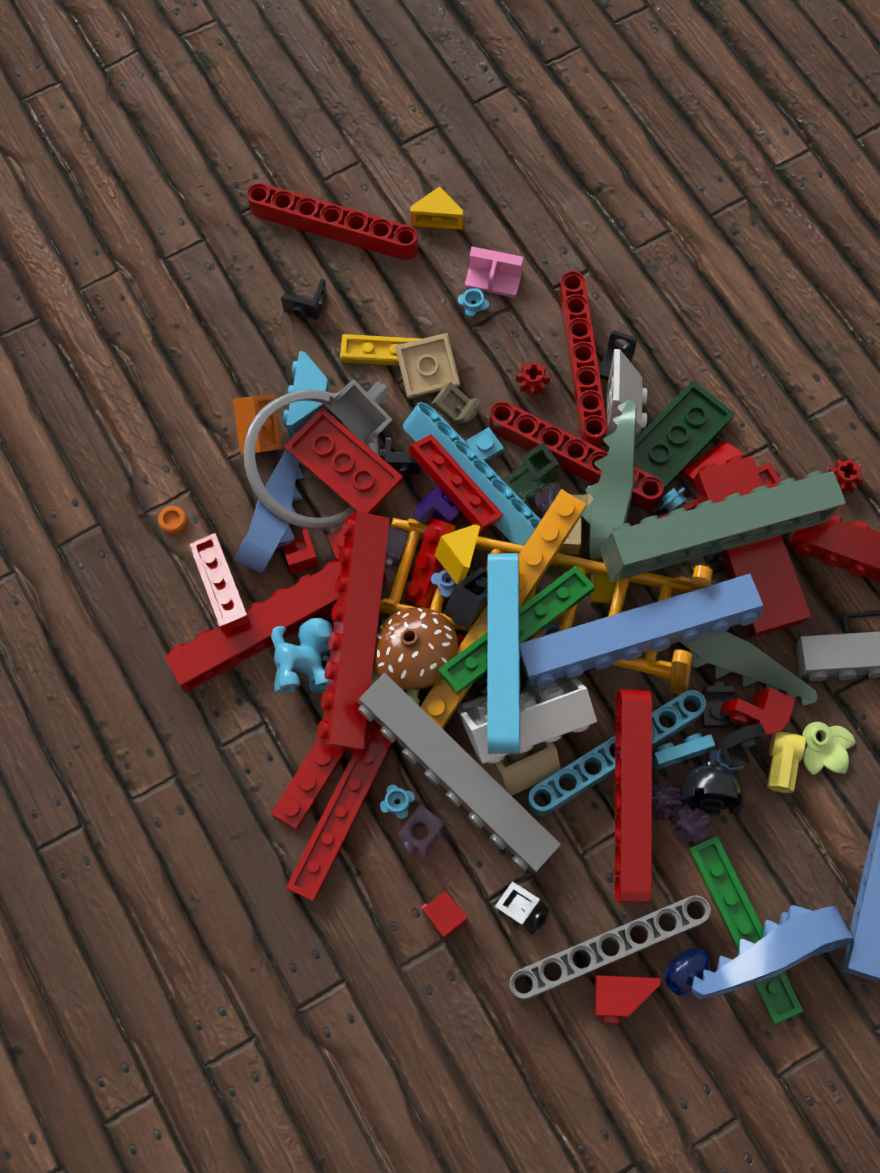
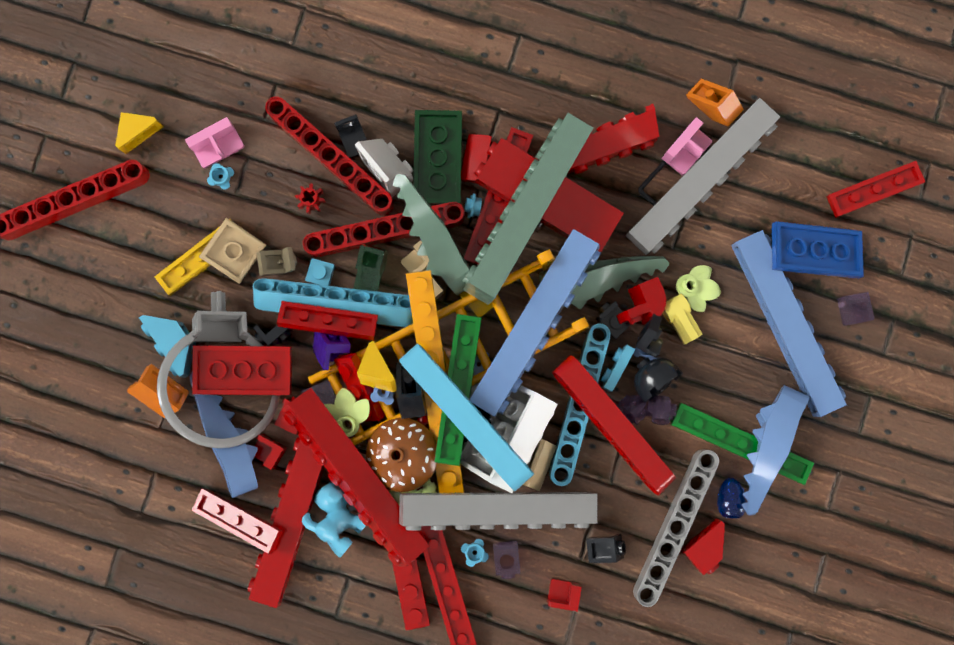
camera: 45 degrees left, 15 degrees up
(172, 520) = (164, 502): orange tile -> none
(303, 307) = (109, 282): black bracket -> none
(405, 572) = (349, 409): none -> yellowish green plate
(545, 498) = (396, 273): clear purple gear -> none
(852, 472) = (563, 101): red gear -> none

